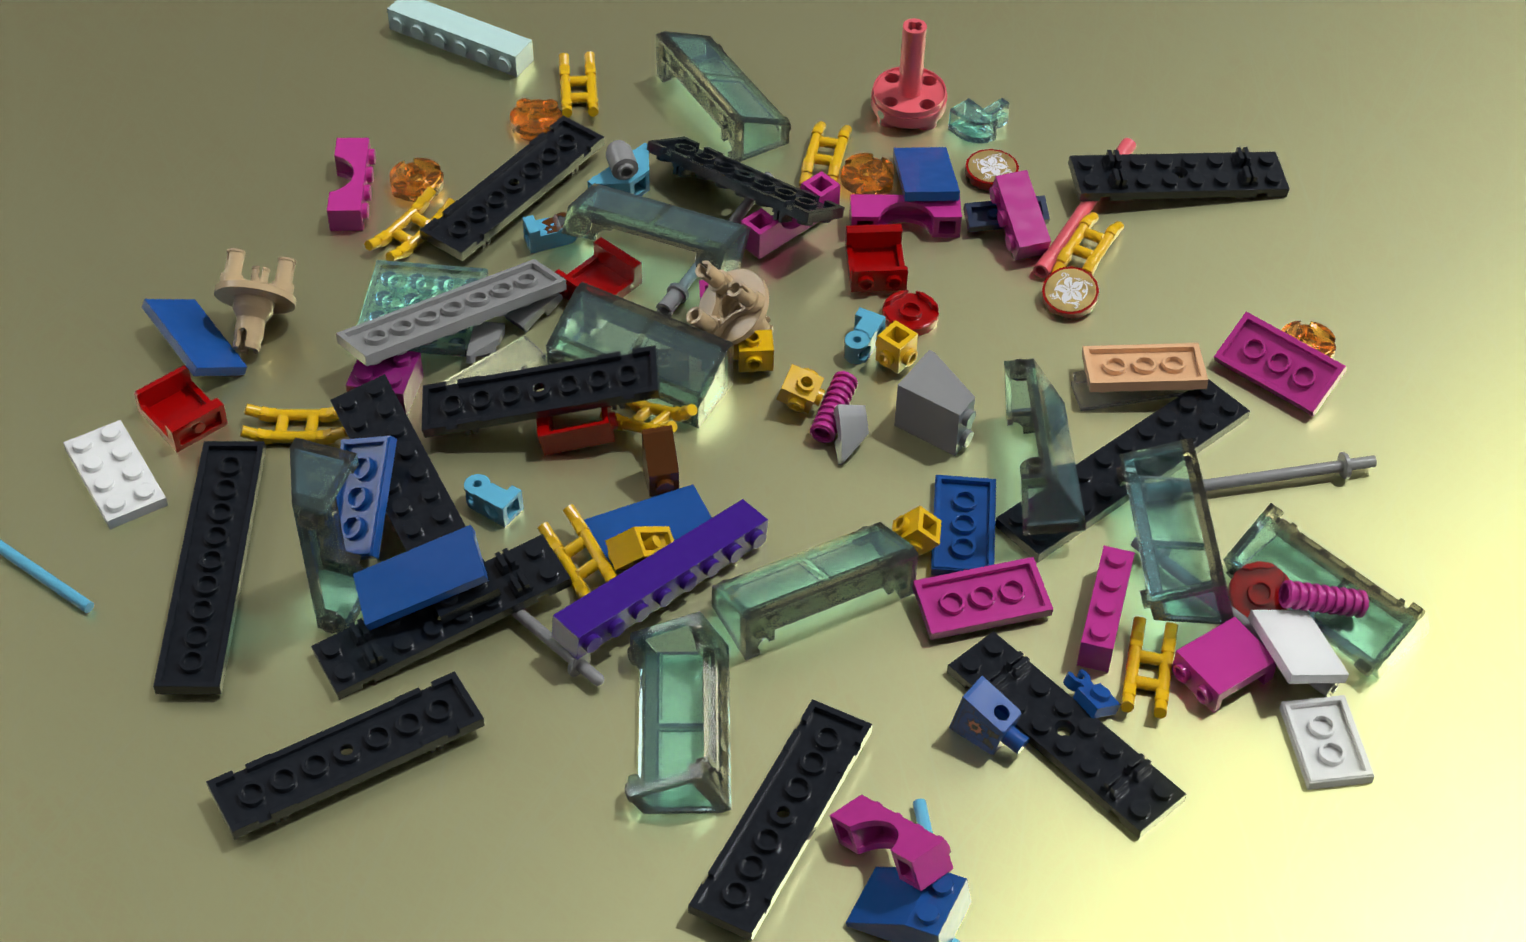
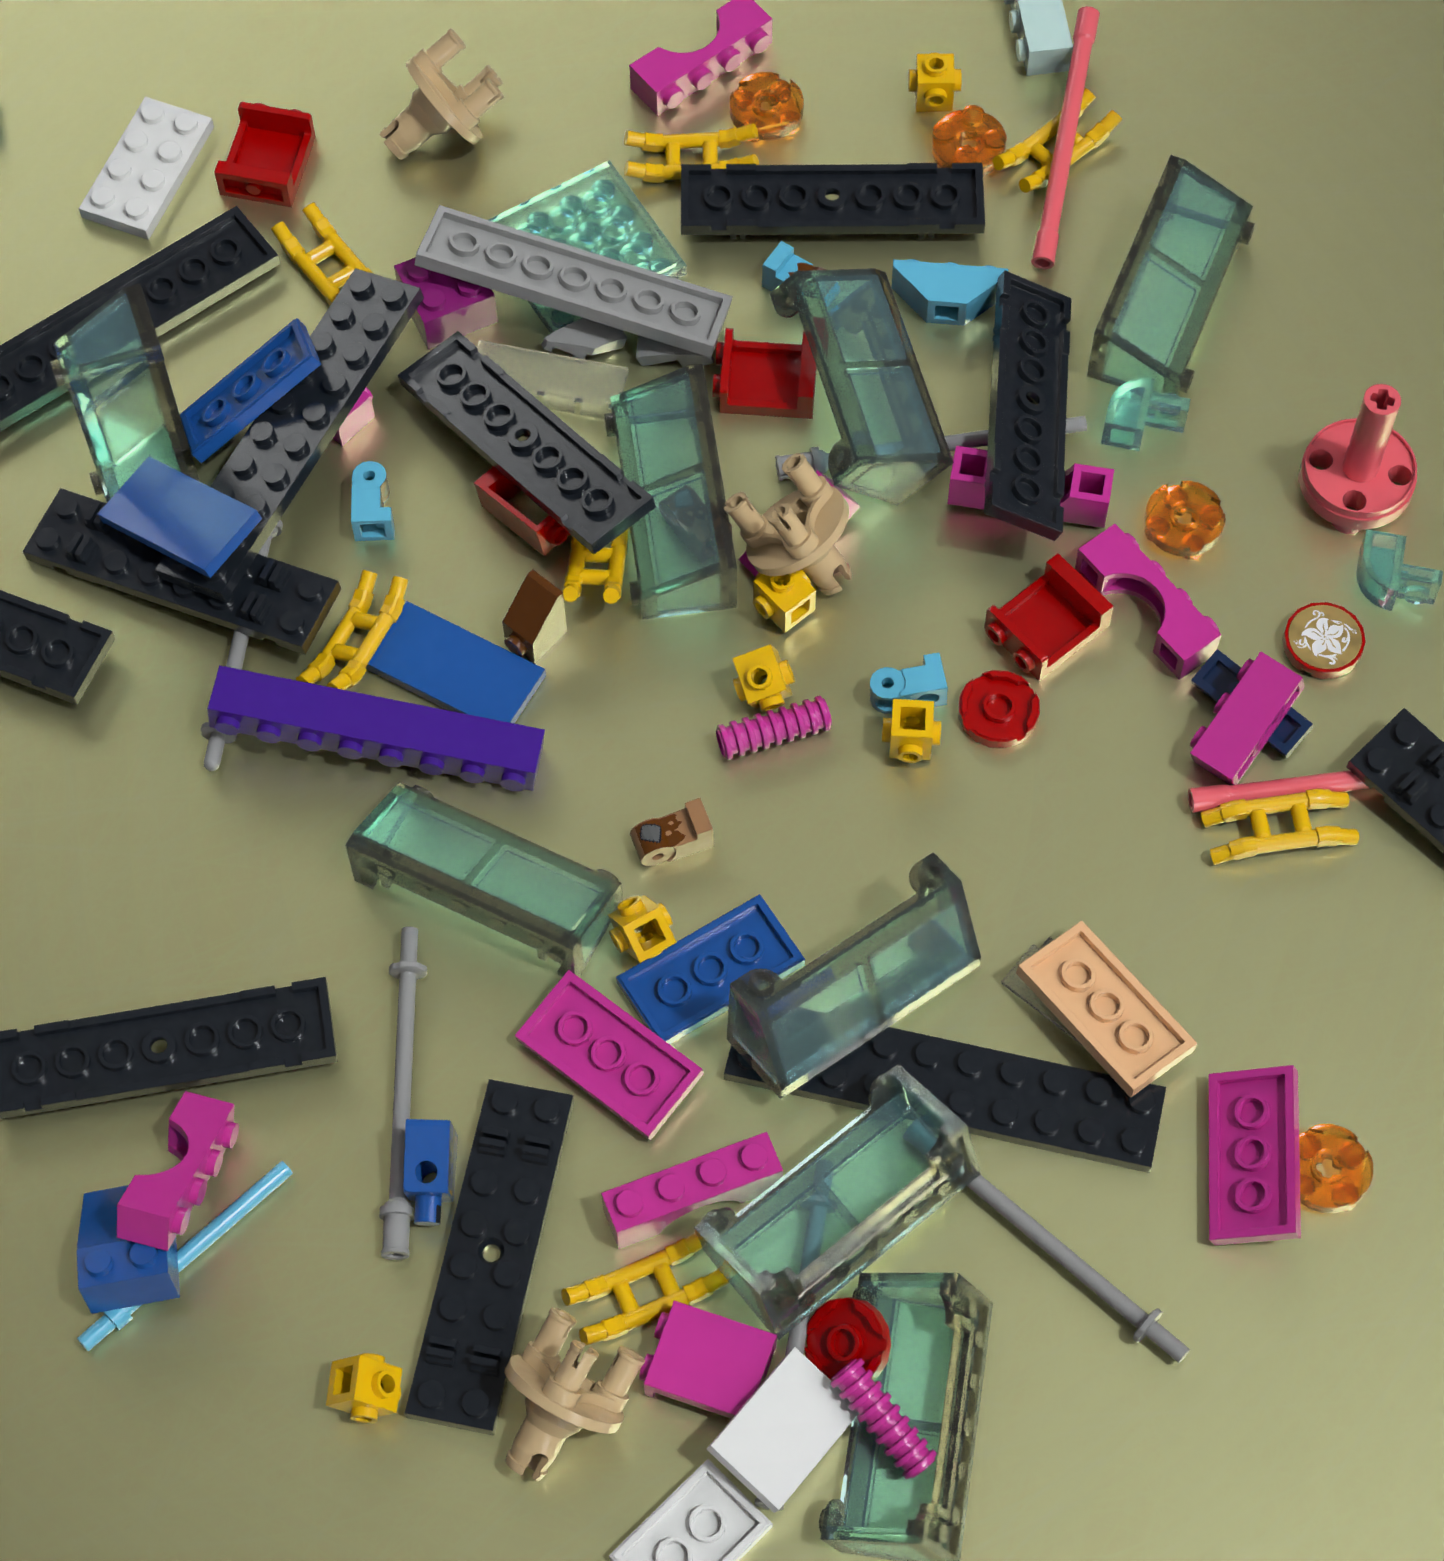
camera: 55 degrees right, 15 degrees up
(194, 337) = (361, 92): blue tile -> none
(485, 105) = (934, 82): none -> yellow brick
(621, 160) = (942, 267): light grey brick -> none
(635, 122) = (1047, 235): none -> coral piece
(636, 545) = (402, 680): yellow slope -> none
(682, 718) = (218, 877): windscreen -> none
(787, 152) = (1137, 406): none -> clear light blue brick
(818, 140) = (1170, 469): yellow piece -> none
(851, 429) = (746, 765): light grey slope -> none
(863, 486) = (673, 835): none -> medium nougat leg
(926, 174) = (1230, 576): blue tile -> none
(935, 405) = (848, 823): light grey slope -> none
(999, 759) = (397, 1210): none -> light grey bar
(1070, 292) = (1178, 853): tile -> none
(1091, 697) = (555, 1253): blue plate -> none
(1103, 839) = (364, 1387): none -> yellow brick
(1202, 739) = (561, 1396): none -> tan piece

